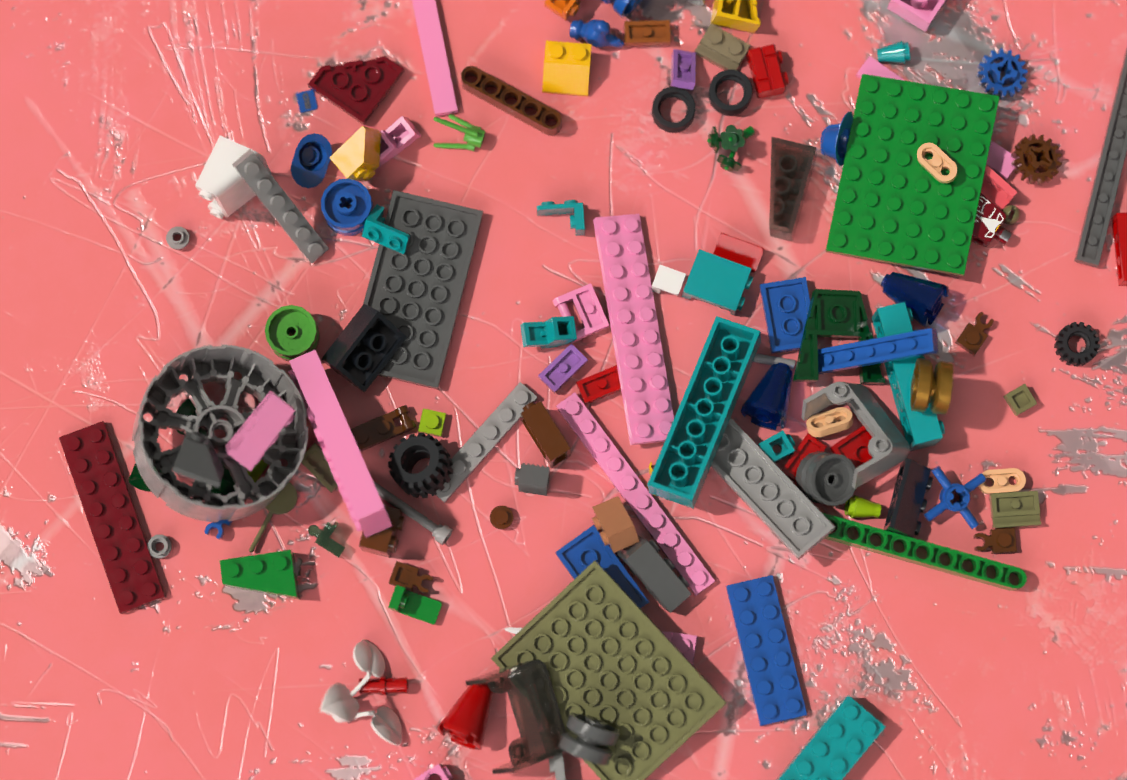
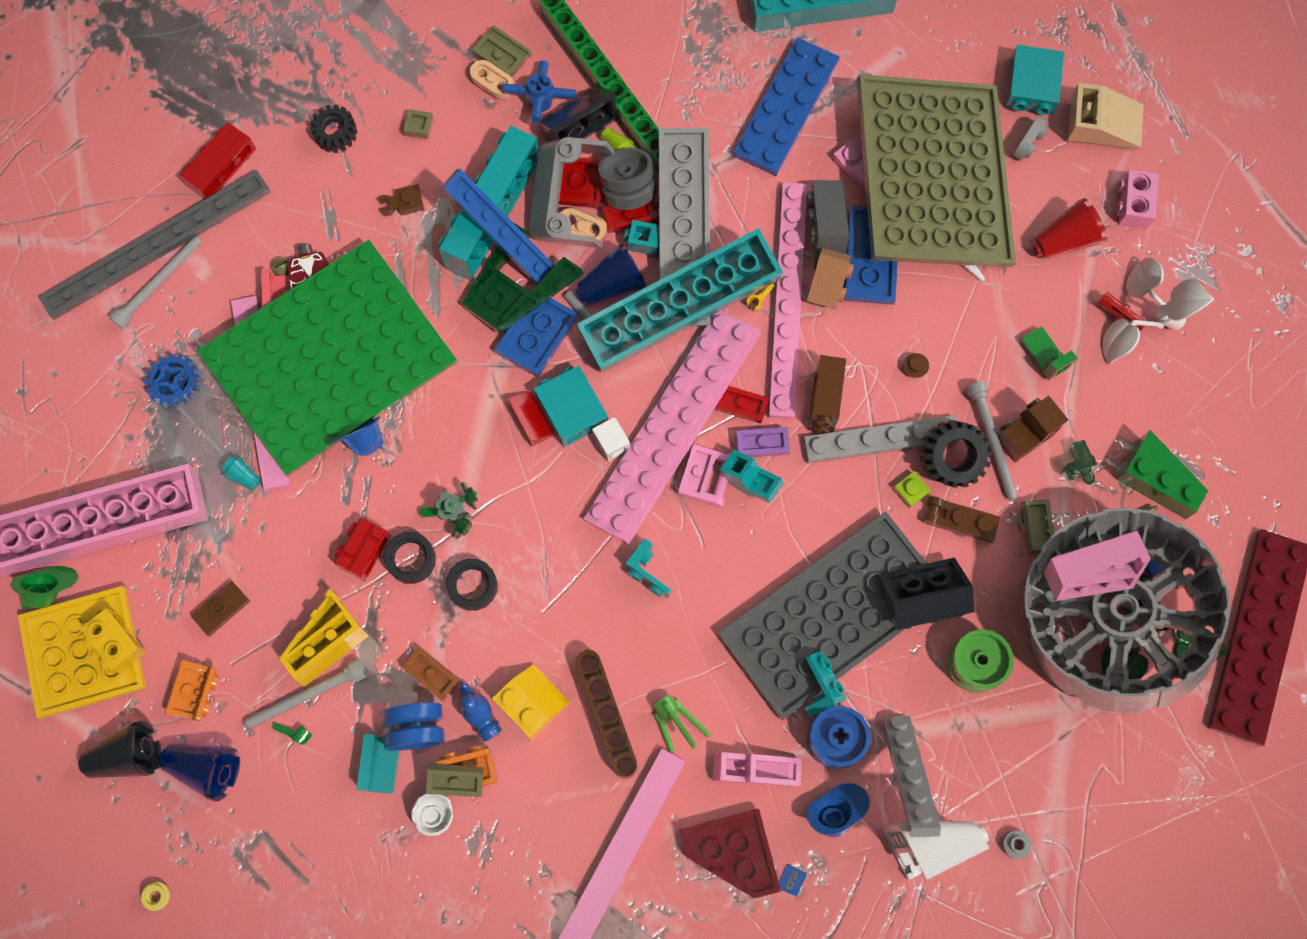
camera: 140 degrees left, 5 degrees down
(159, 539) = (1240, 570): light grey plate -> none
(199, 460) = (1174, 583): dark grey slope -> none
(338, 445) = (1020, 516): bright pink brick -> none
(359, 155) = (795, 767): yellow slope -> none
(407, 577) = (1035, 381): reddish brown plate -> none
(532, 479) = (868, 366): dark grey brick -> none
(534, 711) = (1015, 186): clear smoke windscreen -> none
(589, 739) = (992, 130): dark grey wheel -> none
(683, 69) = (431, 610): medium lavender plate -> none
(722, 48) = (379, 604): dark tan plate -> none
(789, 181) = (437, 433): clear smoke wedge -> none
(919, 295) = (421, 260): clear blue cone -> none
(931, 386) = (485, 154): pearl gold wheel -> none
(937, 163) = (302, 338): light nougat plate -> none
(999, 540) = (537, 43): reddish brown plate -> none
(1026, 163) = (218, 288): reddish brown gear -> none
(1082, 87) = (123, 315): none -> light grey piece

